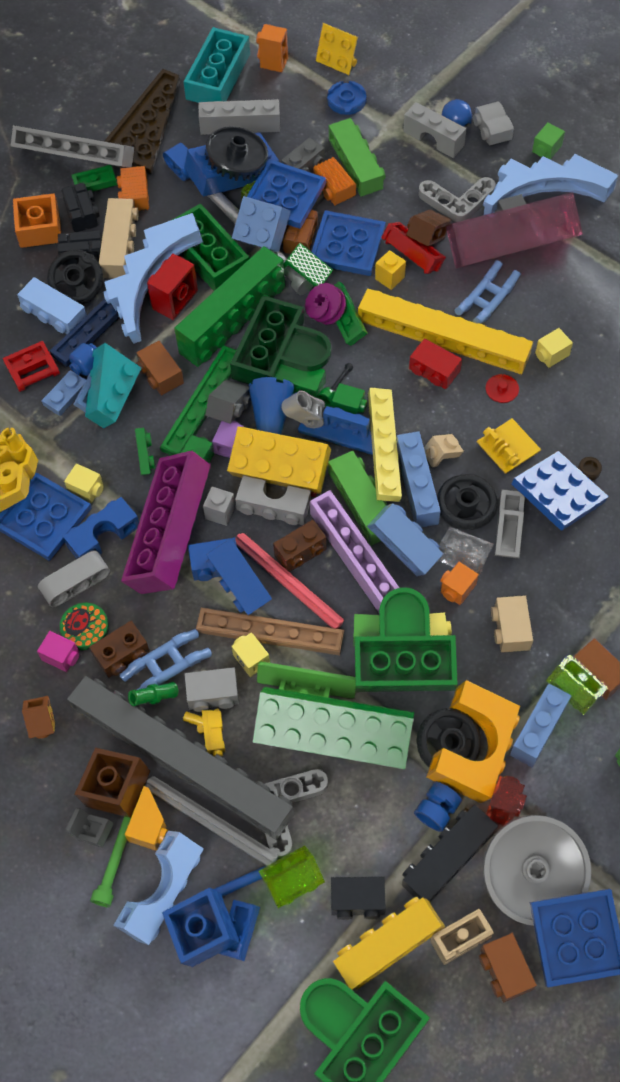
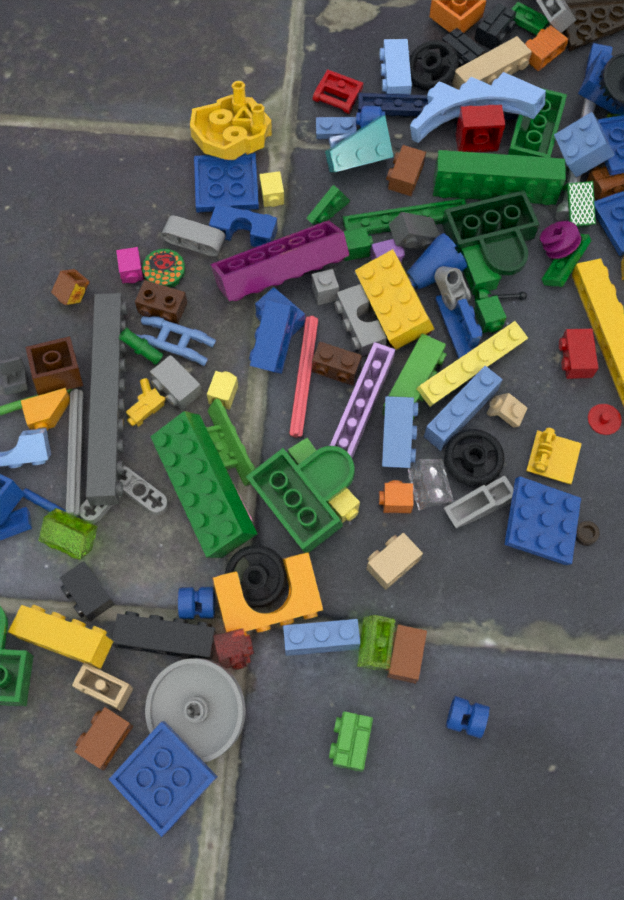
camera: 50 degrees right, 5 degrees up
(270, 631) = (255, 393): medium nougat tile -> none

